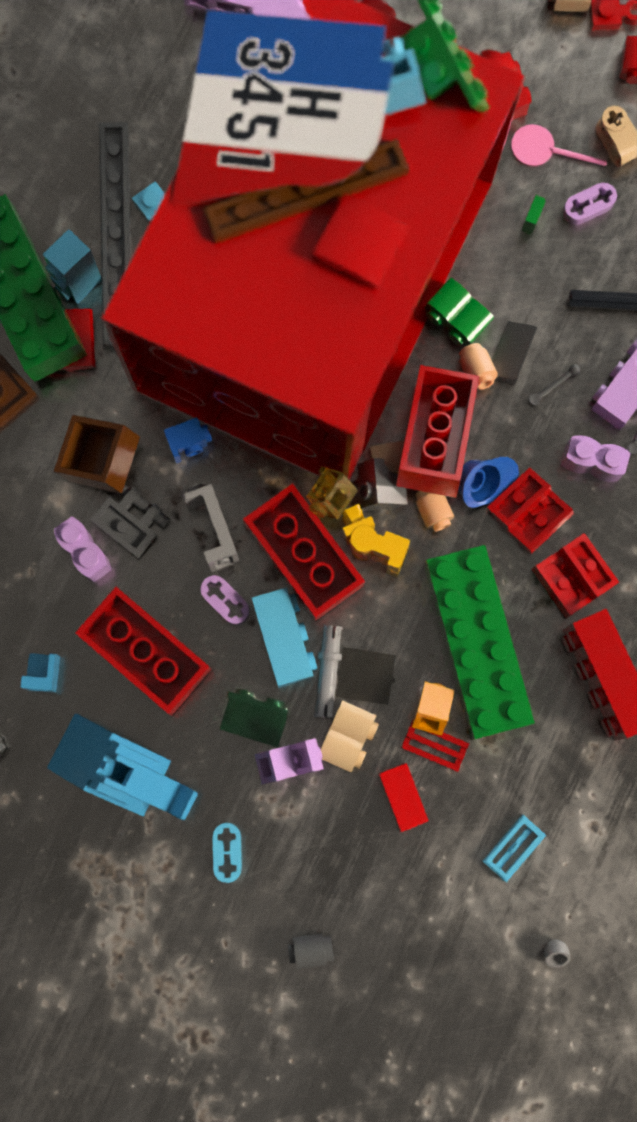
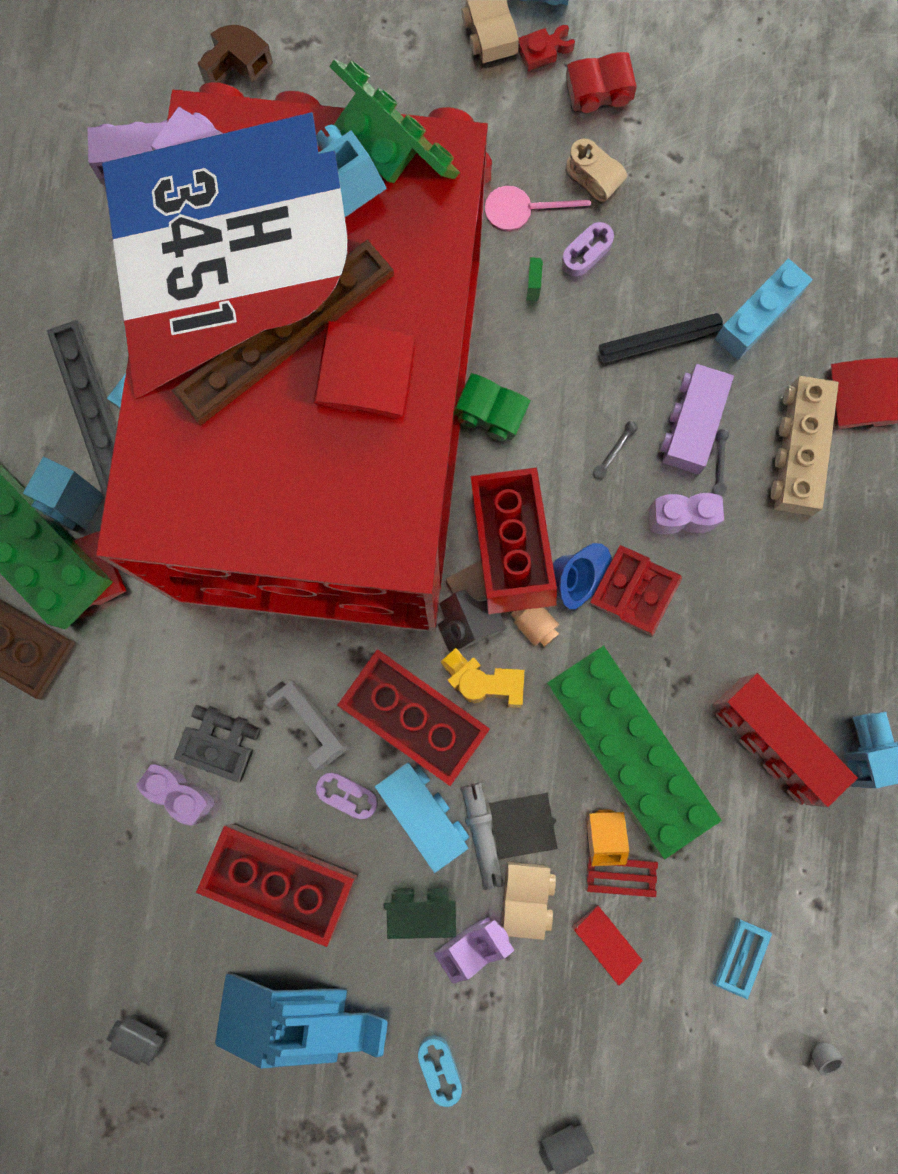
camera: 15 degrees left, 0 degrees up
(41, 673) = (175, 943): dark azure panel -> none
(97, 453) = (157, 686): reddish brown piece -> none
(187, 438) = (249, 636): blue brick -> none
(331, 494) = (422, 647): clear yellow brick -> none
(477, 361) = (529, 453): light nougat brick -> none
(513, 351) = (560, 429): dark grey slope -> none
(575, 575) = (706, 644): red slope -> none

